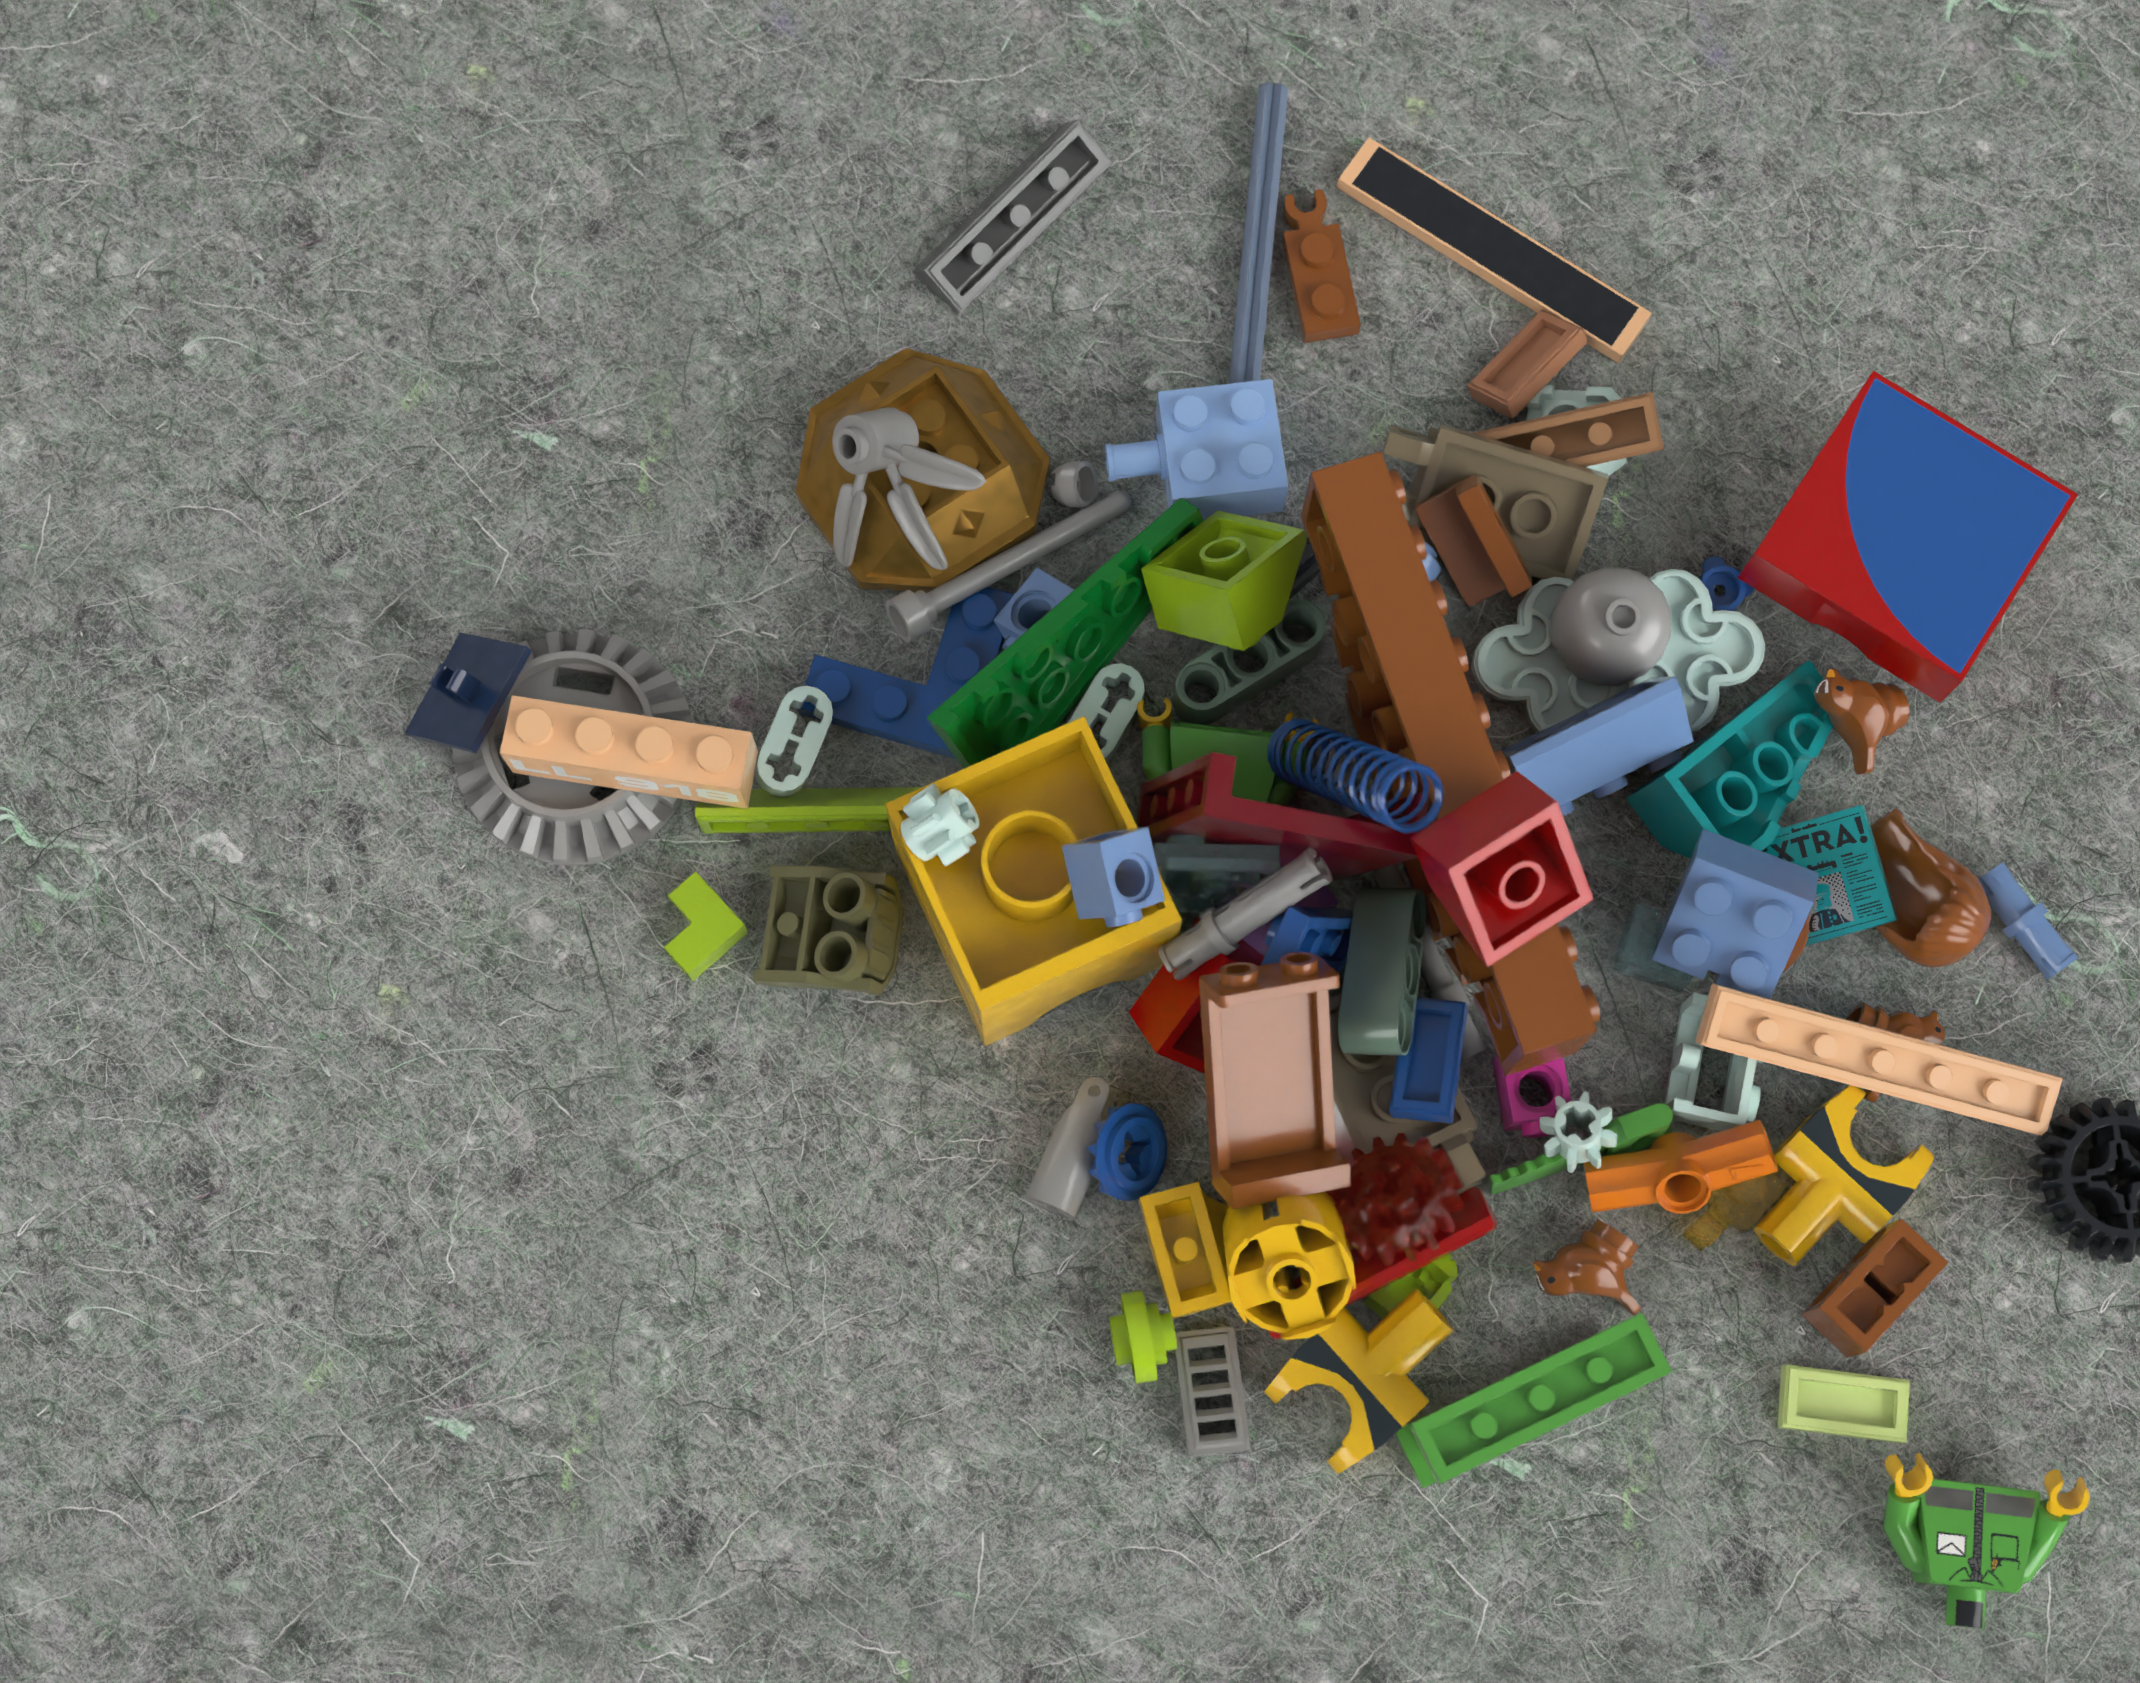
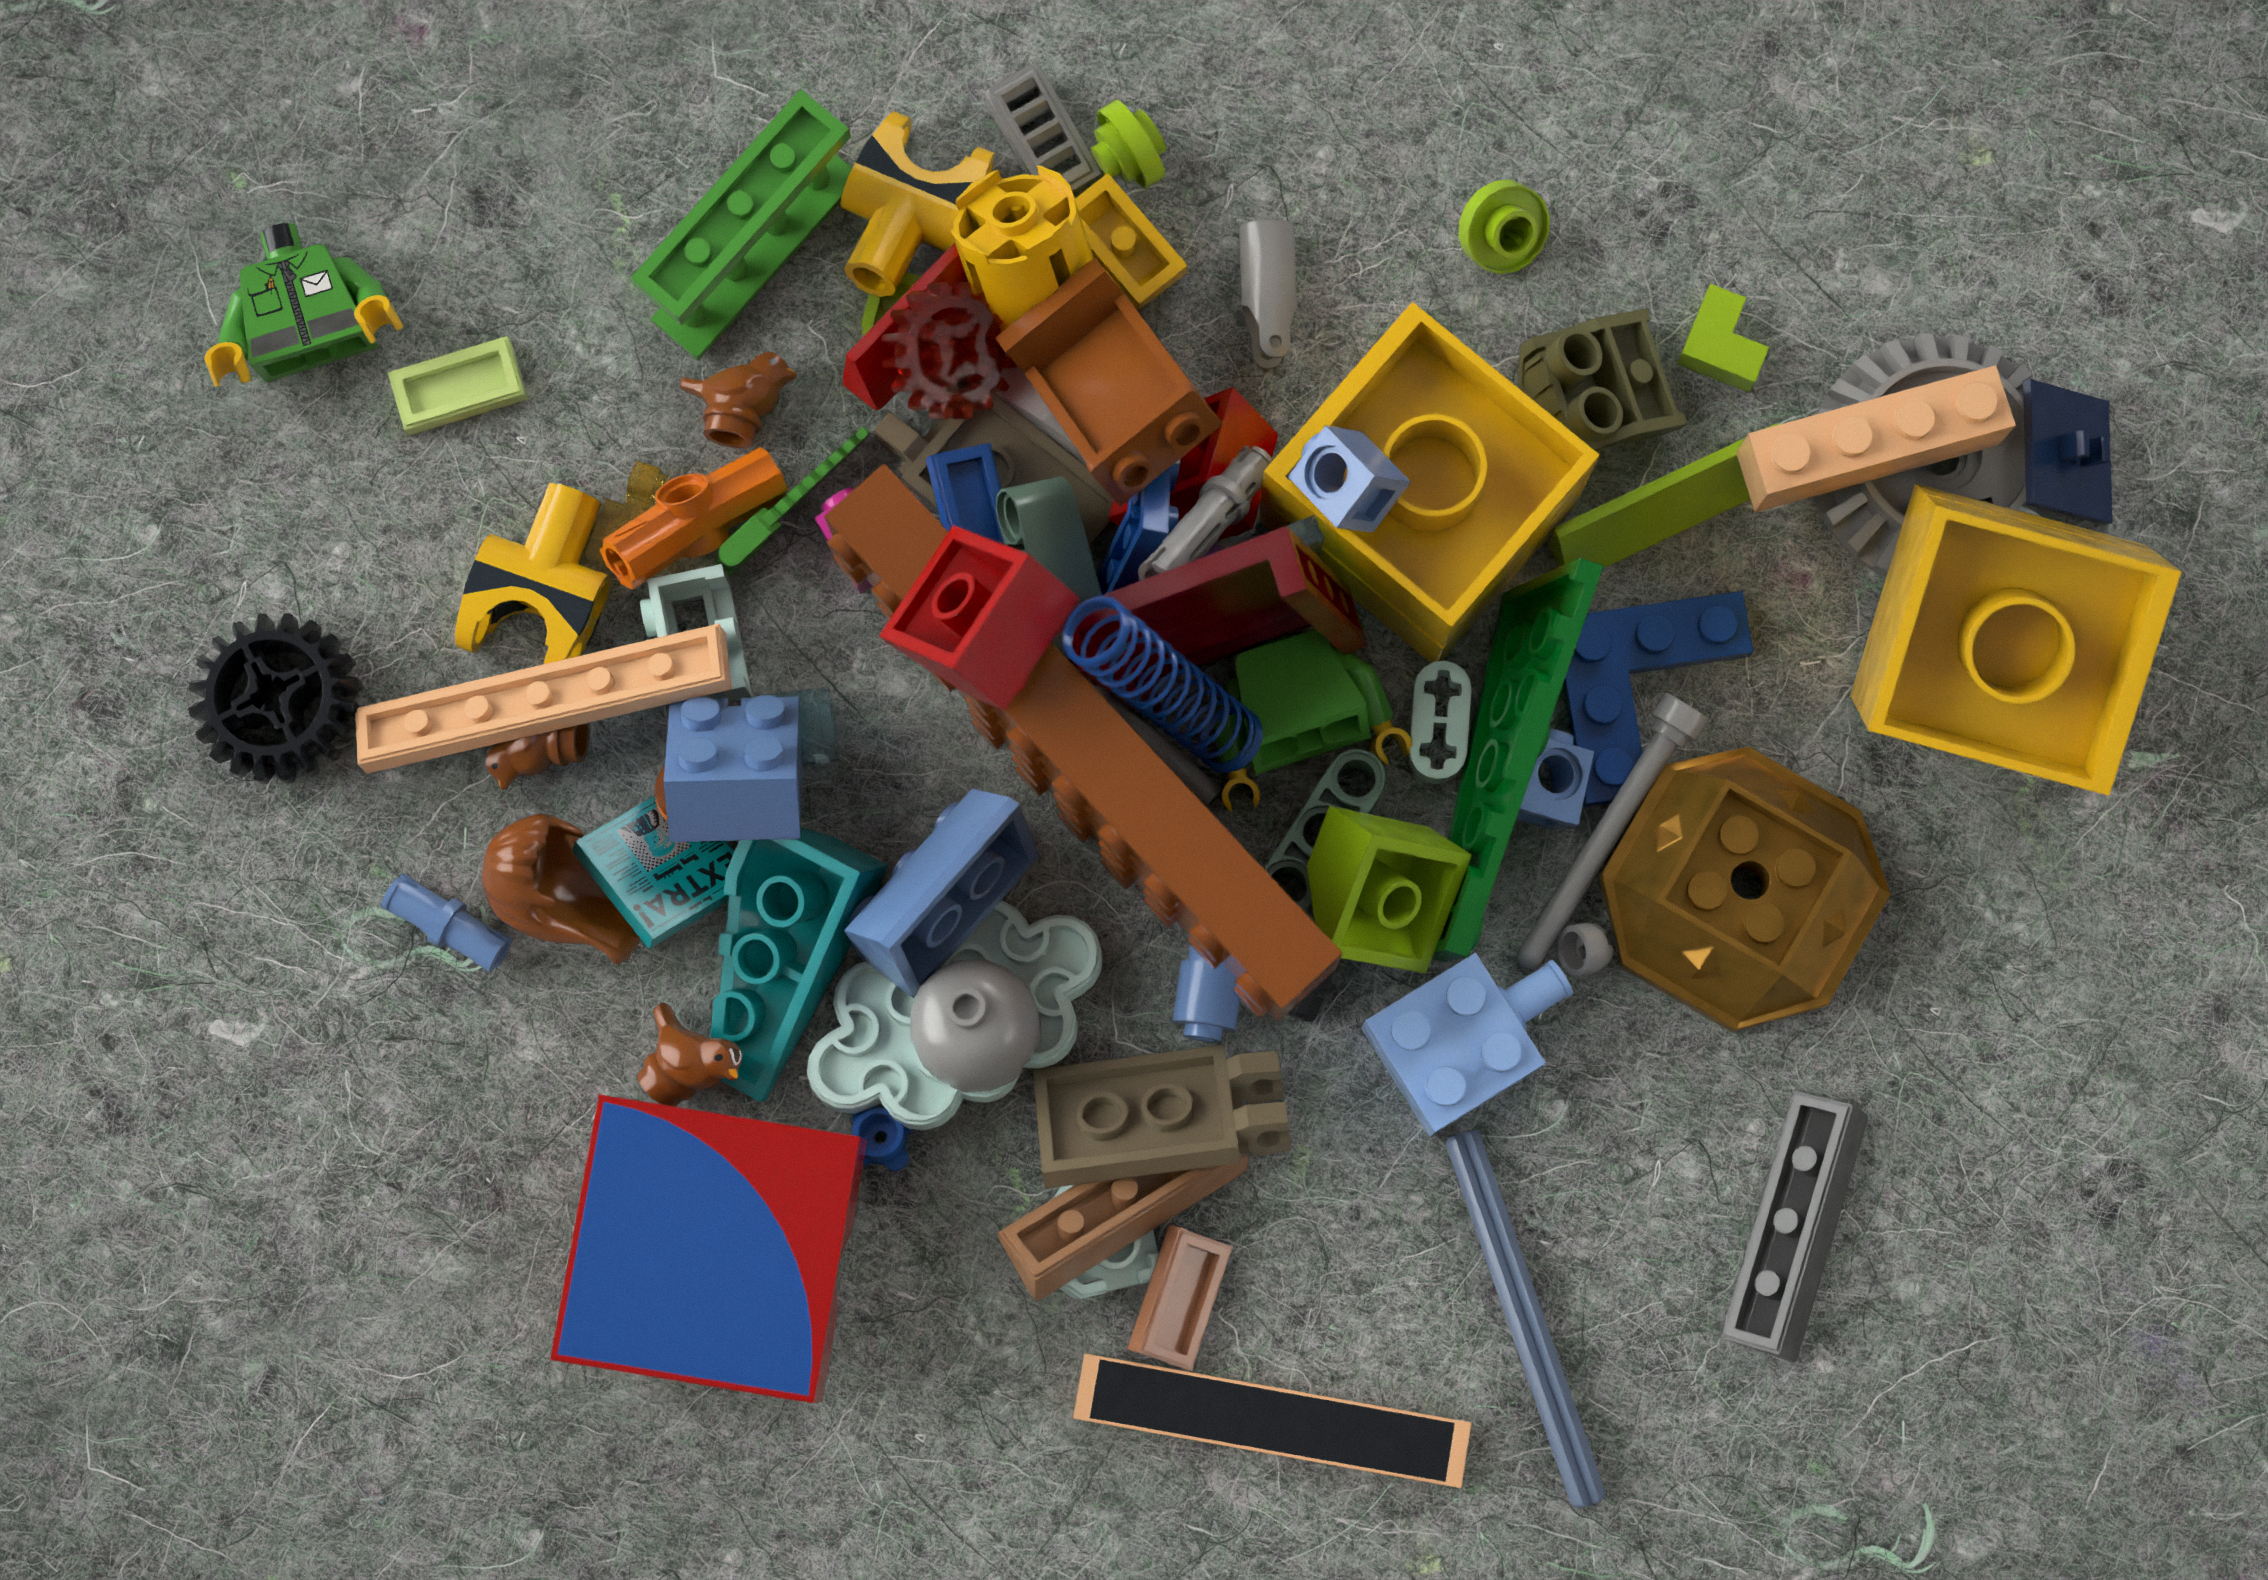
camera: 160 degrees right, 5 degrees up
(612, 528) = (2013, 639): none -> yellow piece
(781, 735) = (1711, 546): light aqua beam -> none
(840, 1108) = (1504, 226): none -> lime plate
(883, 441) = (1798, 844): light grey plant -> none
(939, 824) = (1536, 453): light aqua gear -> none
(1143, 1160) = (1198, 313): blue gear -> none
(1319, 273) = (1443, 1307): dark orange plate -> none
(1473, 542) = (1147, 1060): dark orange panel -> none
(1584, 1117) = (794, 477): light aqua gear -> none
(1874, 1288) = (468, 484): dark orange brick -> none

